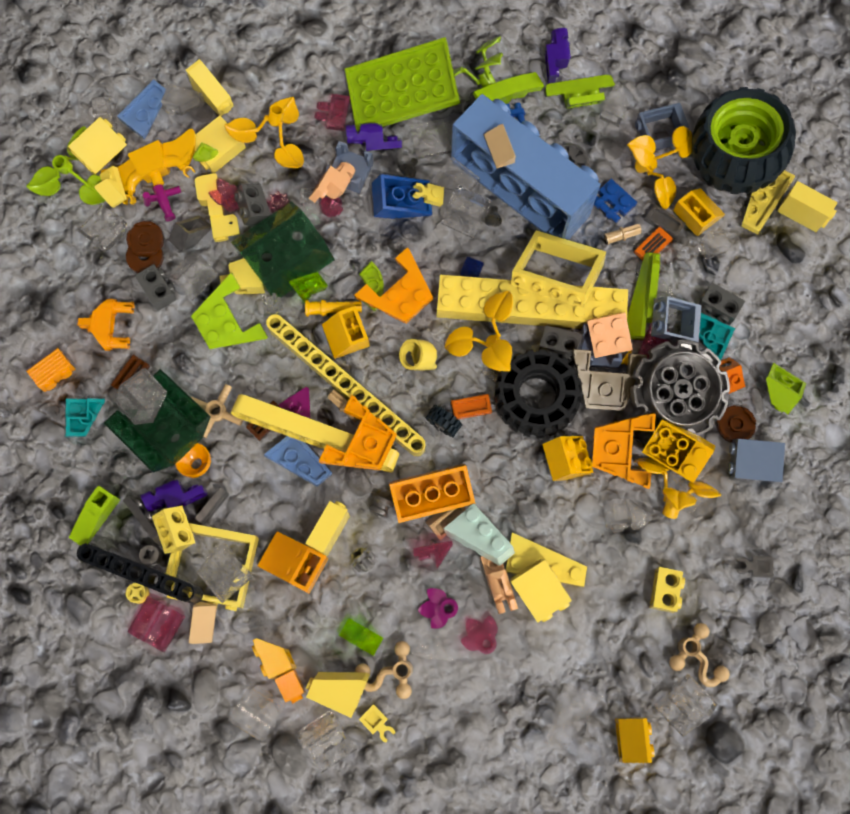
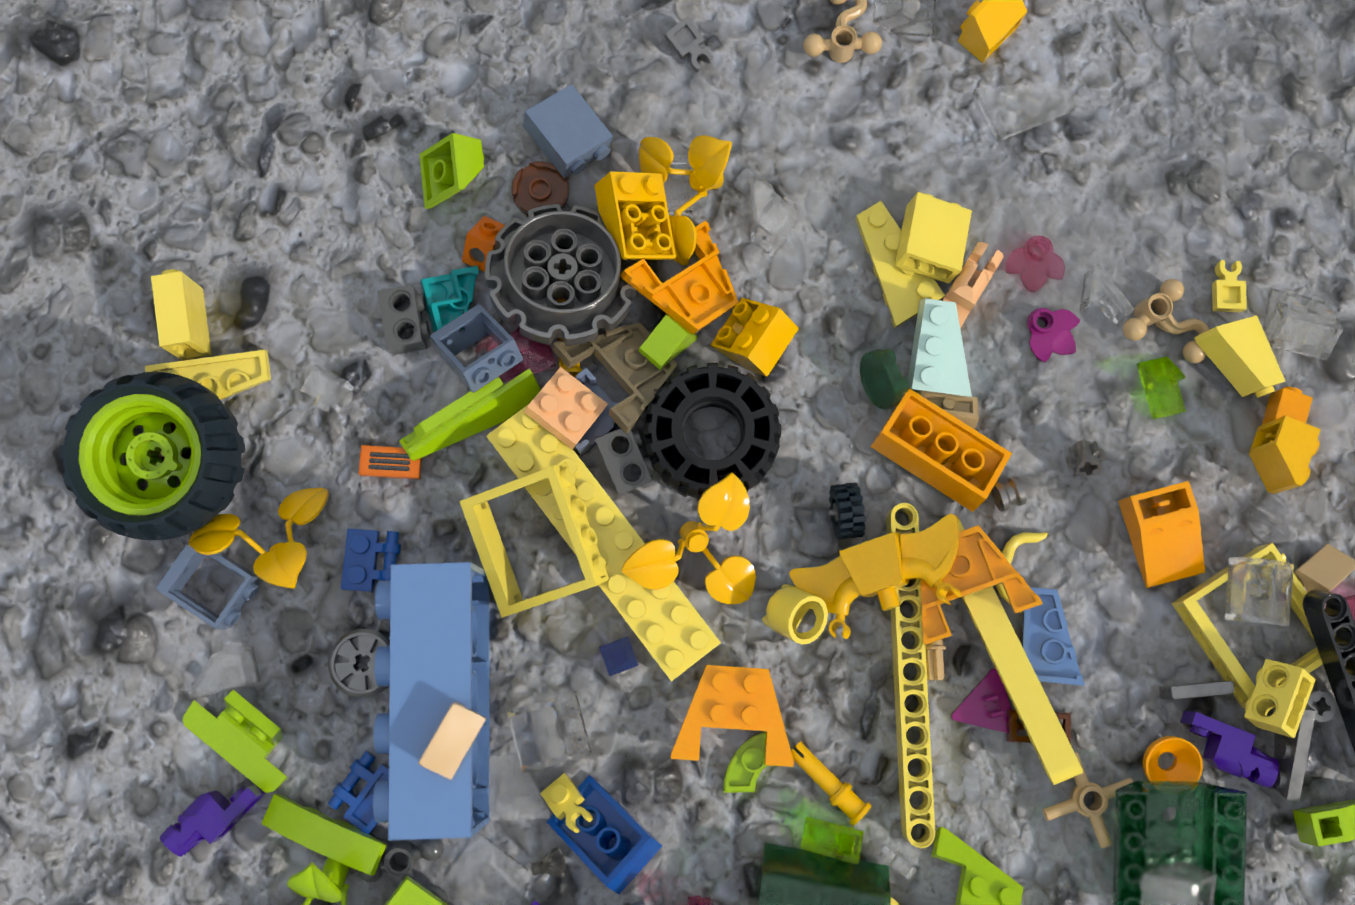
camera: 135 degrees left, 5 degrees up
(328, 528) = (1096, 525): light yellow brick -> none
(345, 332) = (848, 731): yellow slope -> none
(354, 482) = (1009, 550): none -> light yellow animal
(402, 407) = (881, 567): none -> yellow torso
(439, 551) = (993, 386): clear pink slope -> none
(471, 406) = (794, 499): orange tile -> none
(484, 493) = (882, 378): none -> clear green tile
(493, 218) = (526, 691): clear smoke rock -> none
(601, 410) = (666, 342): none -> lime slope
(622, 233) = (408, 511): tan axle -> none
(659, 217) = (343, 476): flat silver tile -> none
(661, 588) = (808, 118): light yellow brick -> none
(698, 211) = (296, 442): yellow slope -> none

